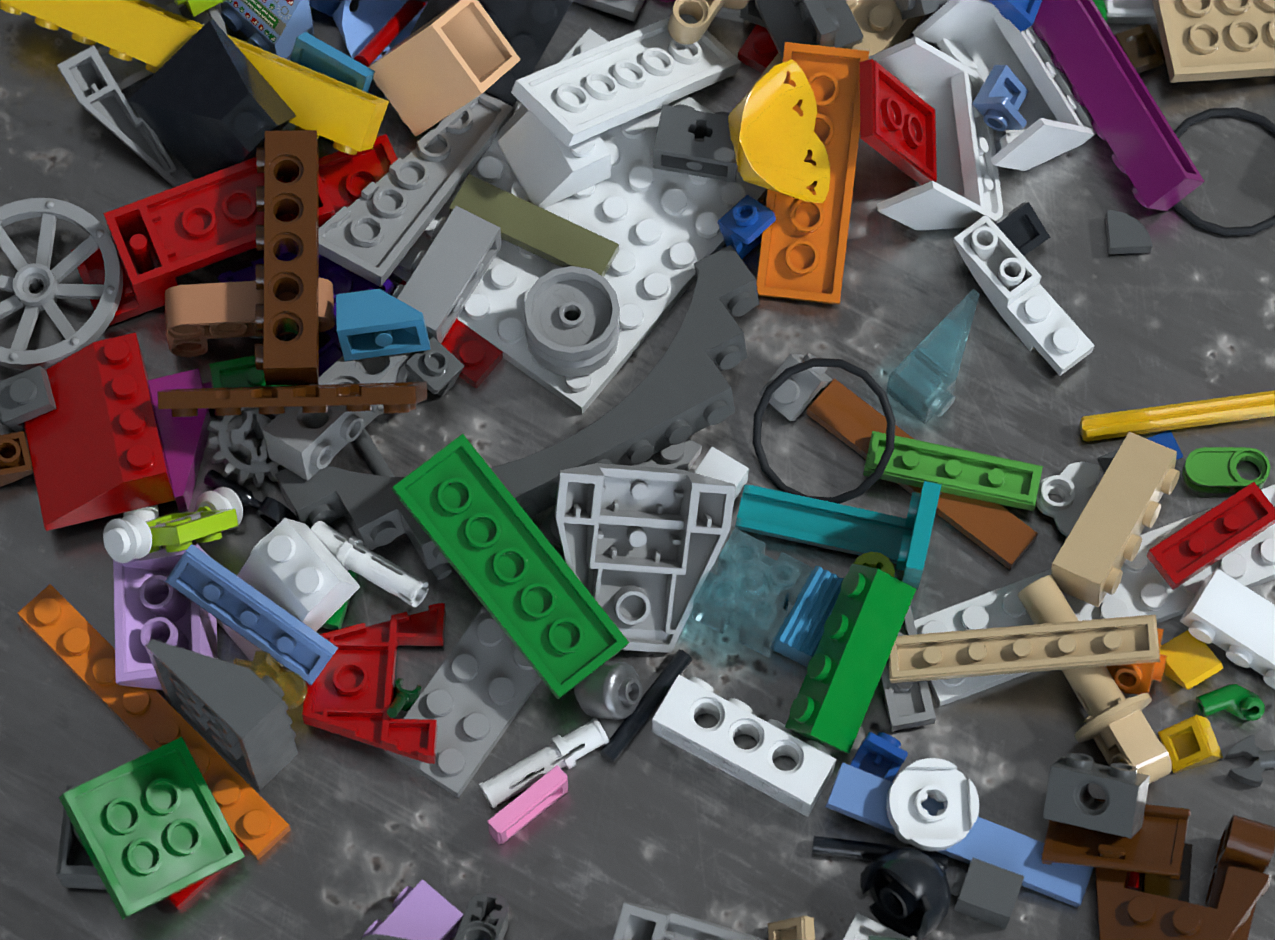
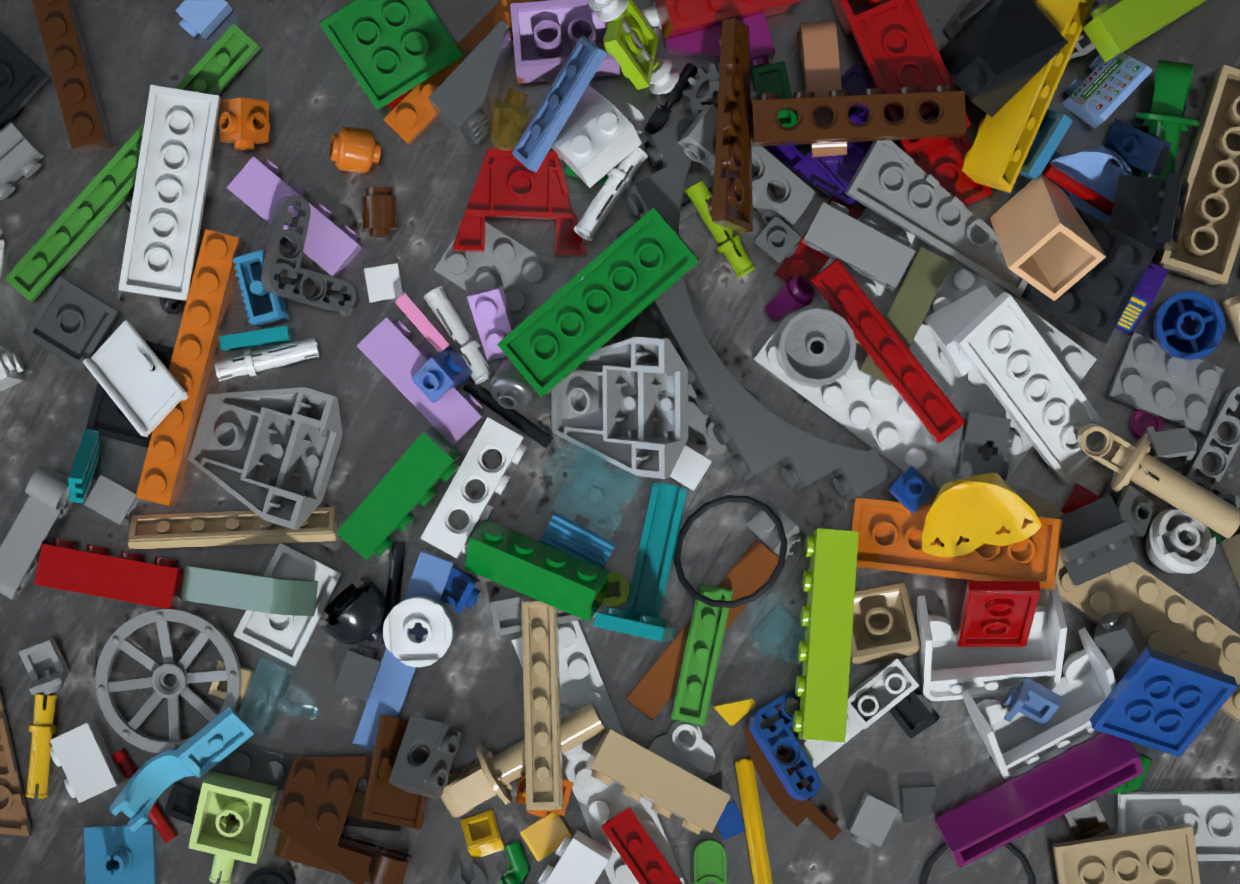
camera: 95 degrees right, 20 degrees up
(294, 891) = (354, 149): none -> orange head
(378, 325) = (805, 190): dark azure slope -> none
(378, 859) = (379, 211): none -> reddish brown brick
(402, 698) = (505, 224): dark green hand -> none
(430, 436) = (727, 240): none -> lime pin
(472, 859) = (383, 282): none -> white tile
(506, 358) = (791, 297): none -> magenta cone
(528, 715) = (491, 319): none -> lavender plate
(578, 242) = (888, 351): none -> red tile
(597, 774) = (441, 374): none -> blue bracket
(603, 809) = (399, 360): none -> lavender brick
(753, 830) = (399, 493): none -> green brick
(911, 267) = (883, 625): none -> tan slope
(927, 313) = (827, 635): none -> lime brick
(1021, 433) = (734, 709): none -> yellow slope
(1050, 373) = (782, 735): none -> blue beam
(1109, 383) = (794, 810): none -> reddish brown slope
(1151, 280) = (871, 820): none -> light grey brick

